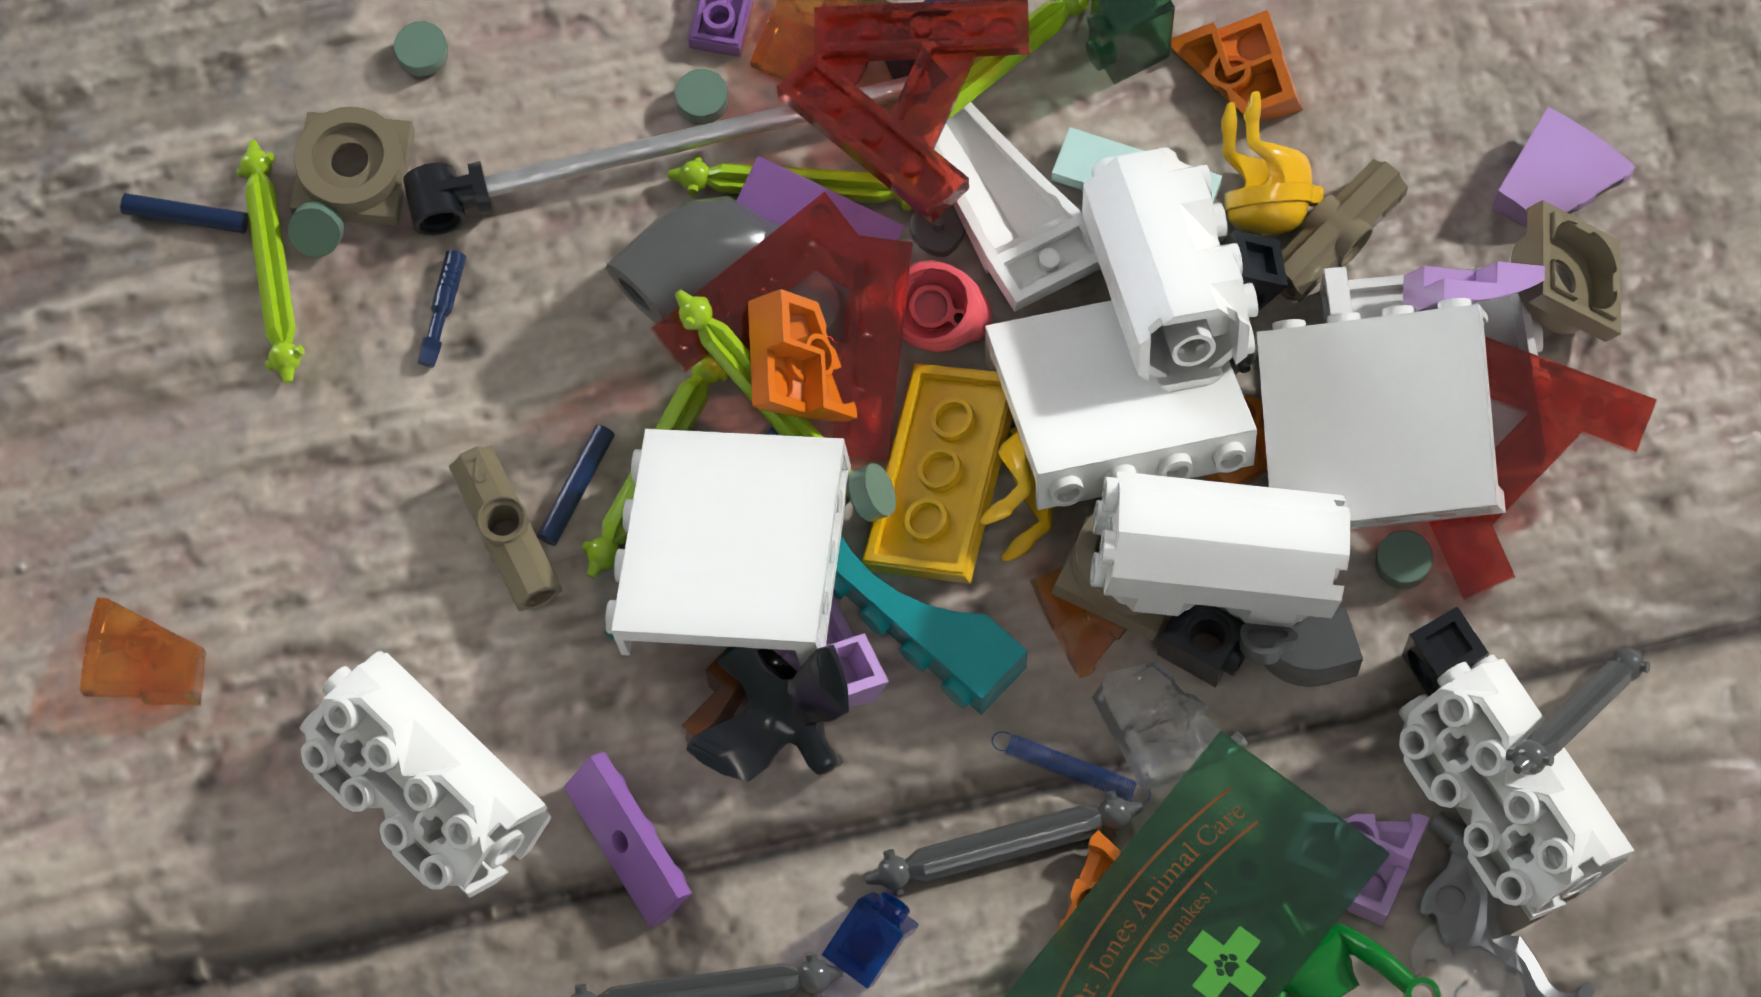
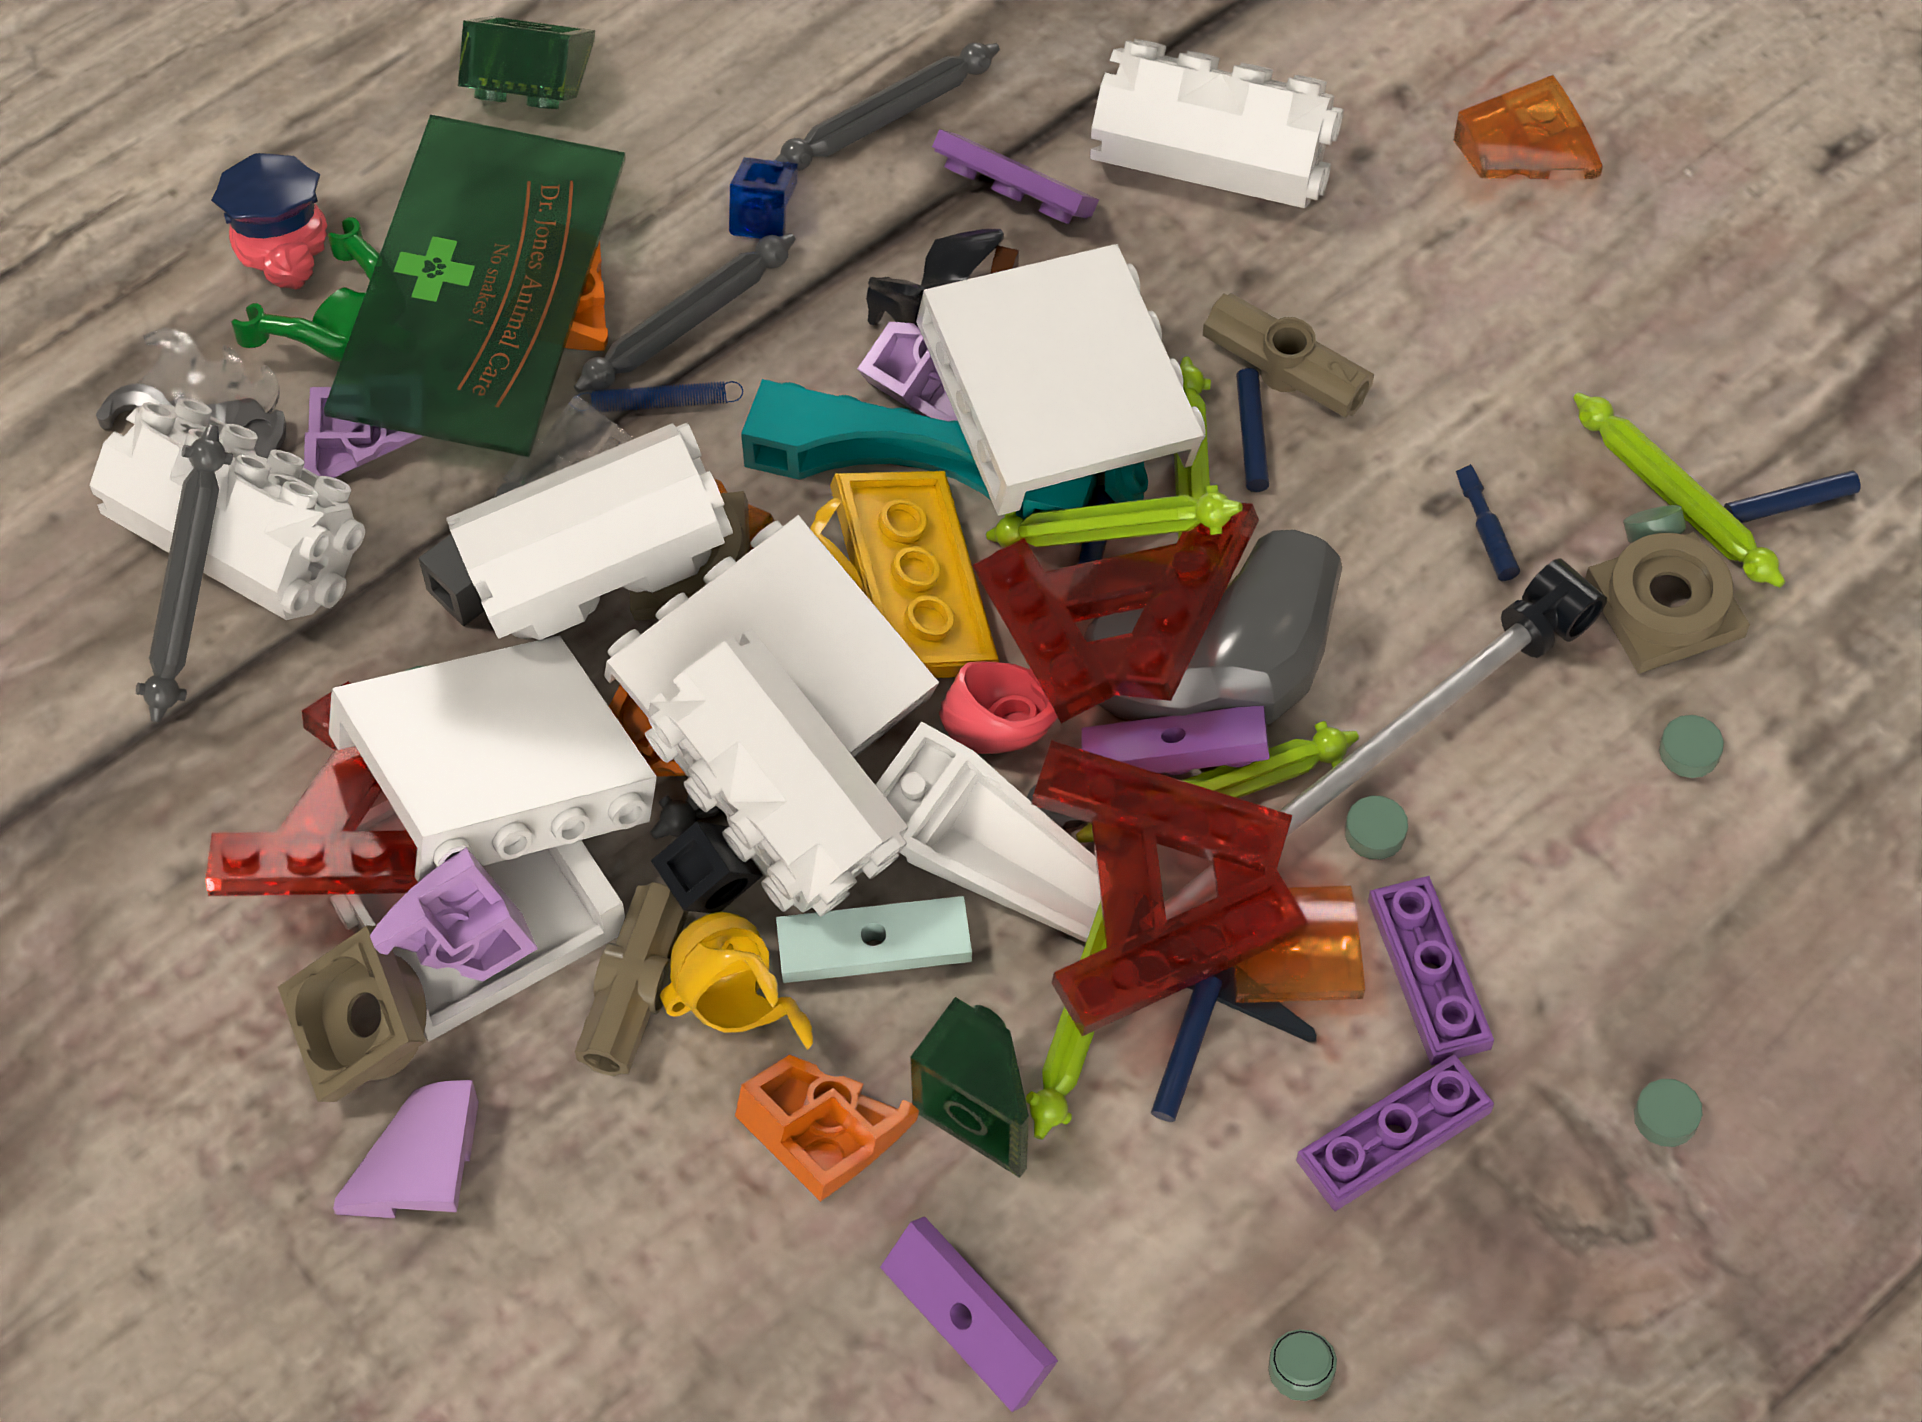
camera: 150 degrees right, 10 degrees down
(793, 359) = (1099, 542): orange slope -> none
(871, 492) = (964, 505): sand green piece -> none
(1442, 646) = (341, 603): black brick -> none

